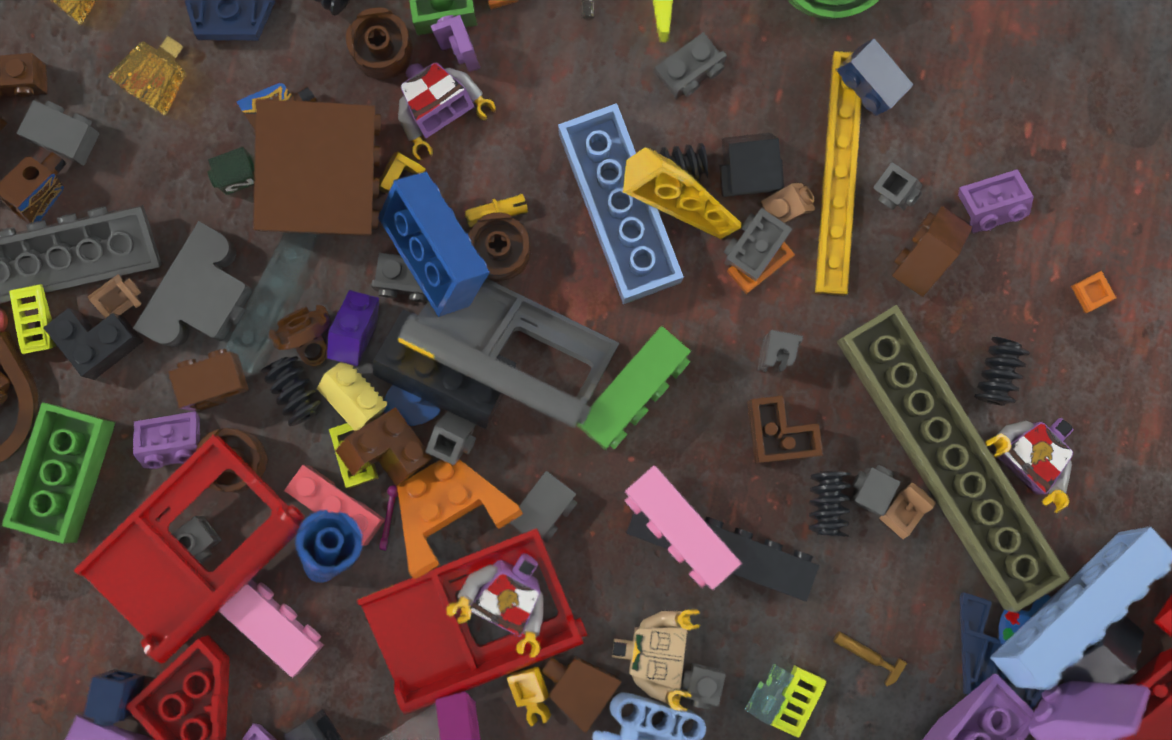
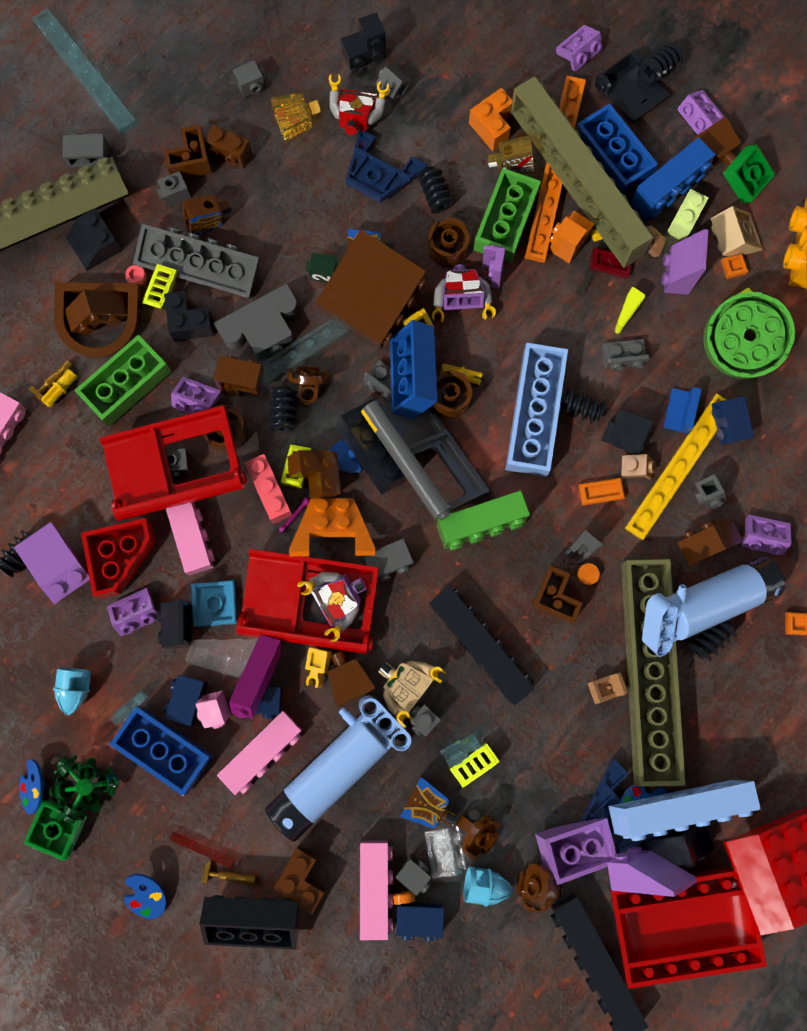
camera: 30 degrees right, 5 degrees down
(58, 132) = (237, 192): dark grey brick -> none
(111, 694) = (74, 522): dark blue brick -> none
(115, 296) = (214, 300): medium nougat bracket -> none
(151, 74) = (308, 189): clear yellow torso -> none
(328, 544) = (250, 506): blue cone -> none
(351, 395) = (315, 429): light yellow brick -> none
(352, 328) = (338, 392): dark purple brick -> none
(352, 691) = (214, 603): none -> dark azure tile
(451, 438) = (358, 488): dark grey brick -> none
(675, 192) = (574, 420): yellow wedge -> none
(683, 528) = (465, 616): bright pink brick -> none
(757, 245) = (606, 478): dark grey bracket -> none
(803, 98) = (682, 410): none -> blue panel
(803, 378) = (588, 574): none -> orange tile
(829, 503) = (561, 656): black piece -> none
(870, 656) = (534, 764): pearl gold piece -> none
(874, 489) = (594, 664): dark grey brick -> none
(978, 333) = (710, 603): none -> light blue piece
(1037, 457) = (706, 702): torso -> none

